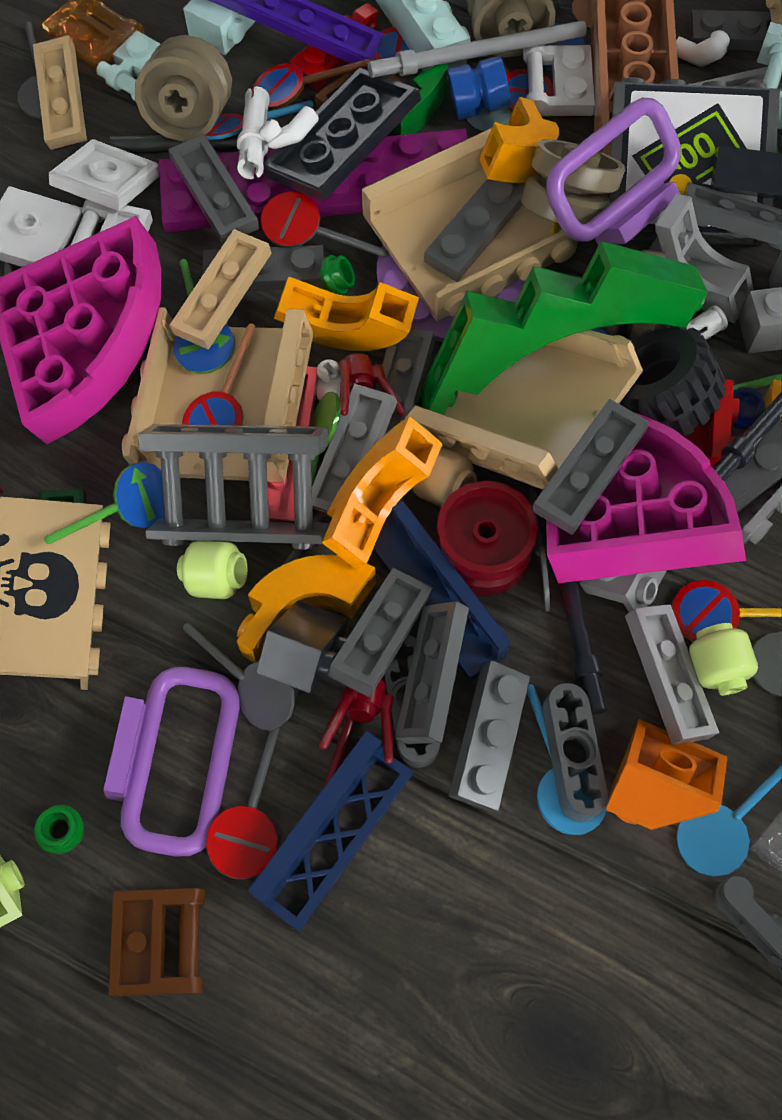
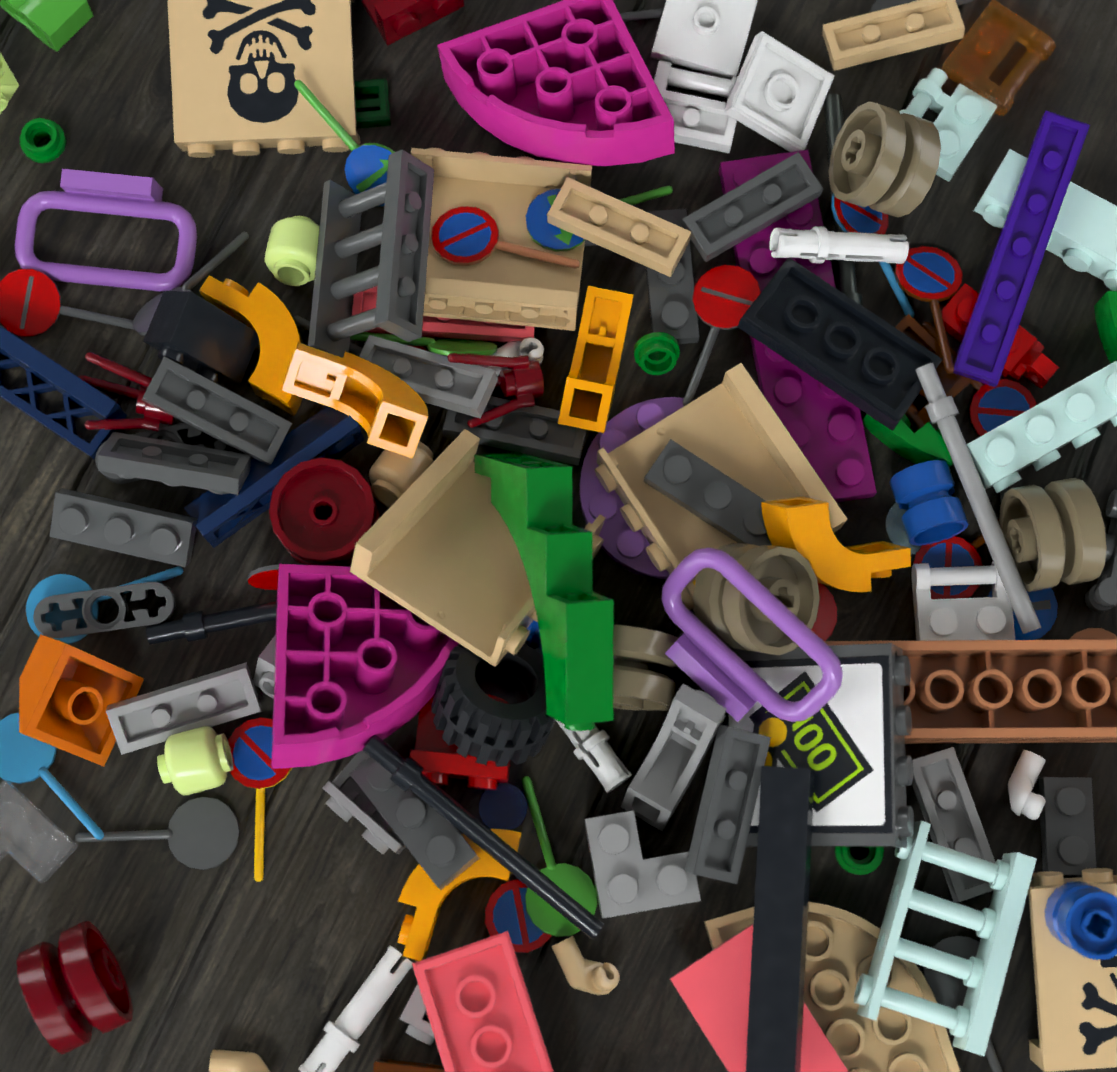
camera: 85 degrees right, 10 degrees up
(291, 133) = (826, 282): white arm -> none
(590, 466) = (368, 603): dark grey plate -> none

